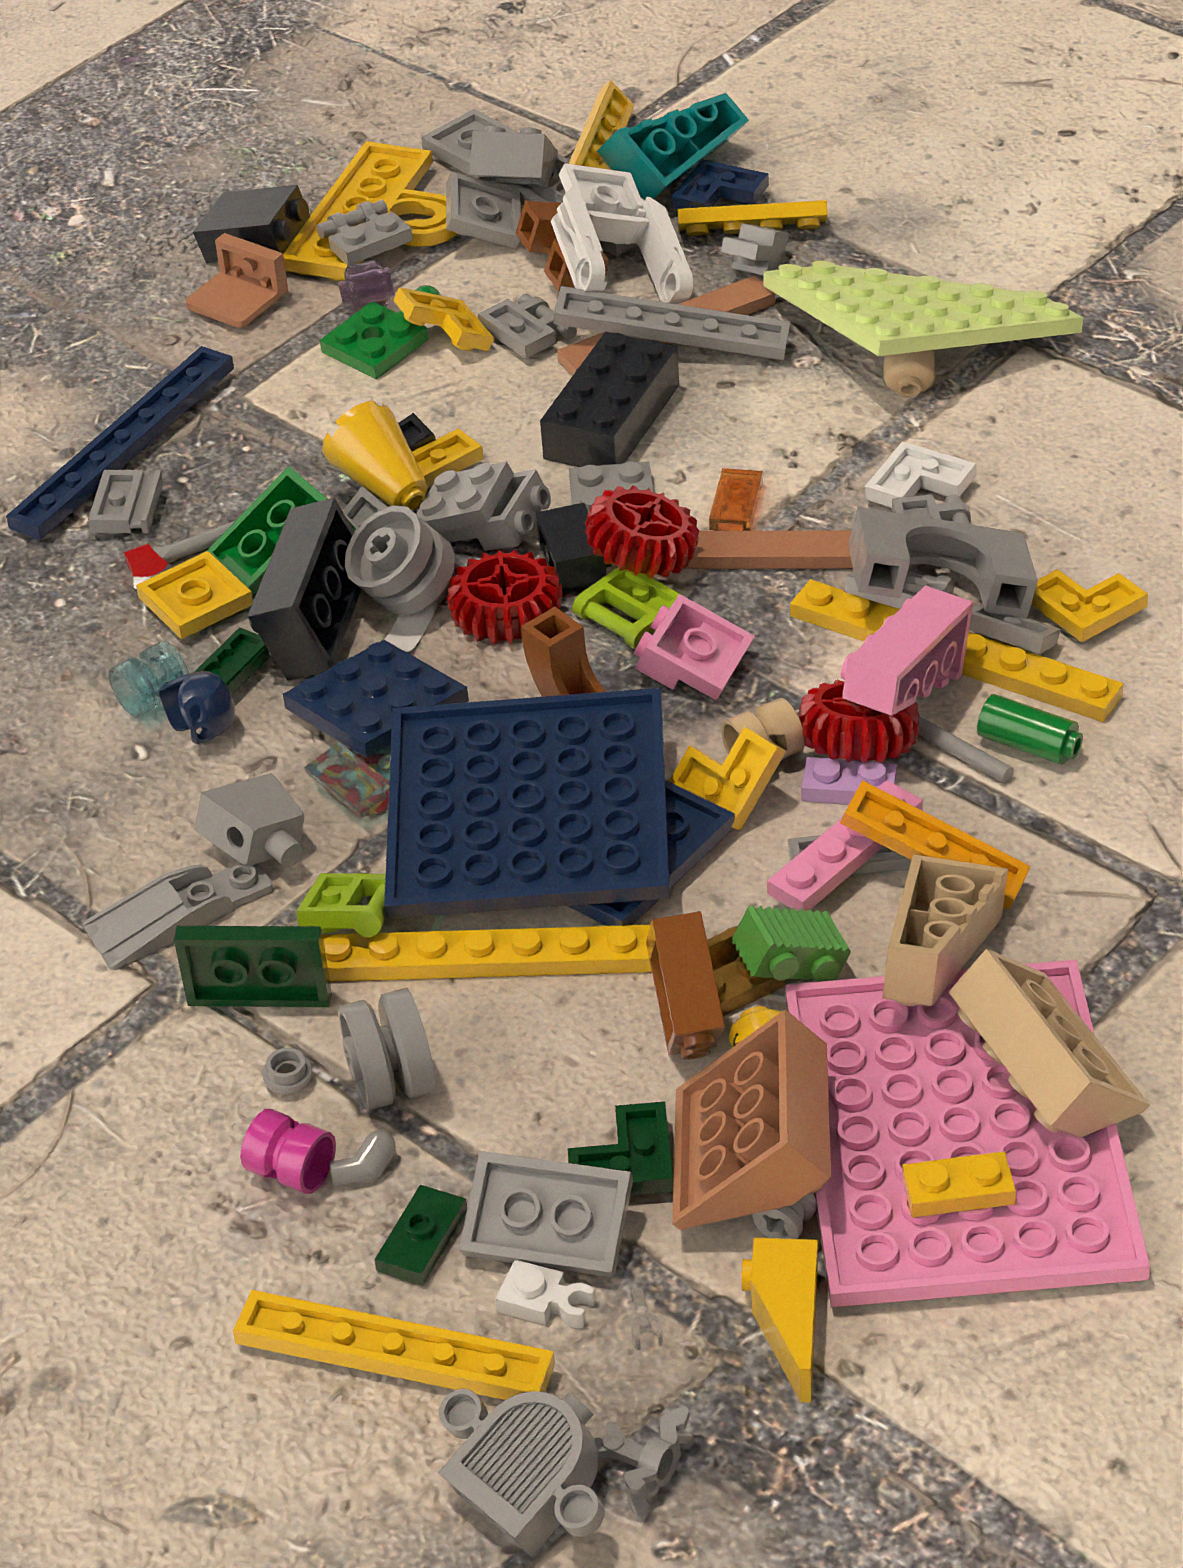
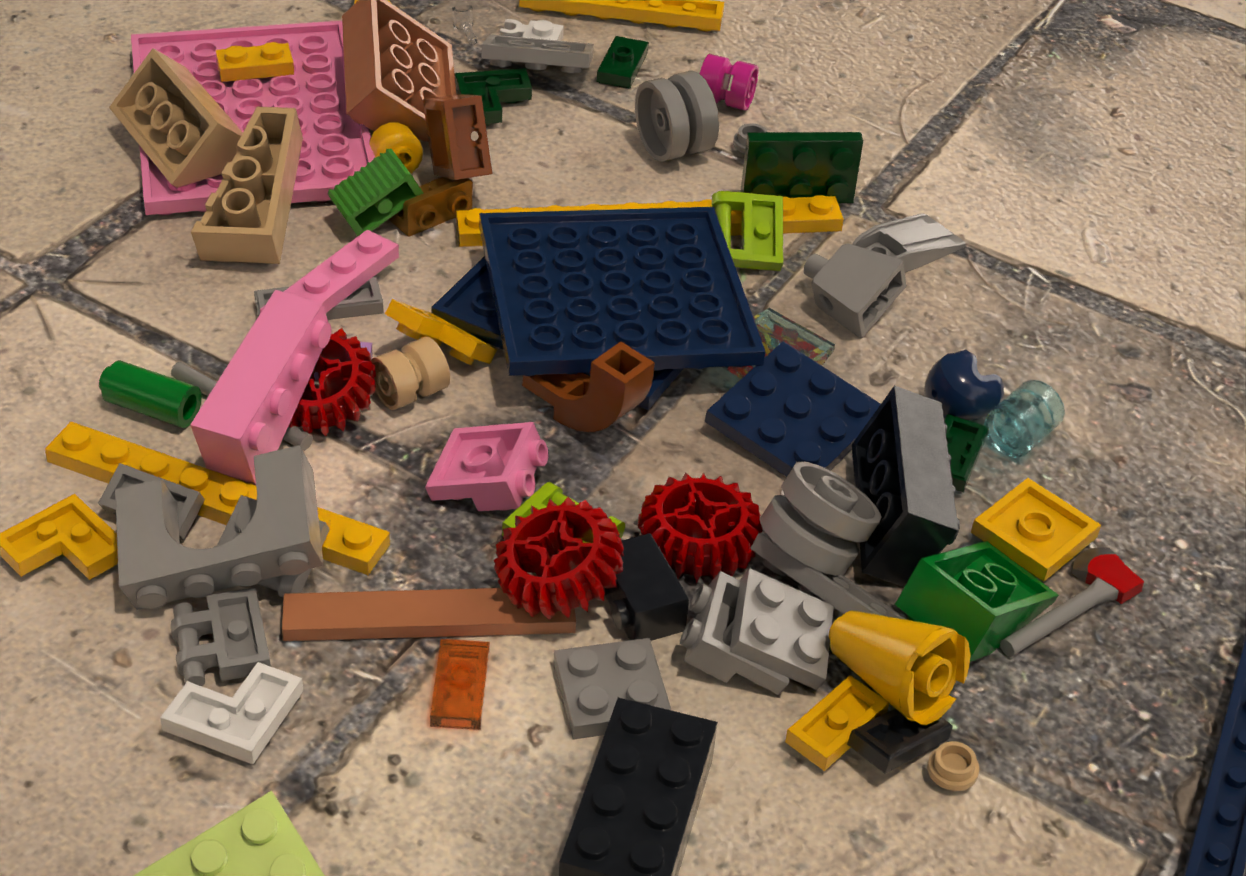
camera: 165 degrees right, 0 degrees up
(125, 501) = (1184, 650): light grey plate -> none
(919, 833) = (253, 264): light orange plate -> none

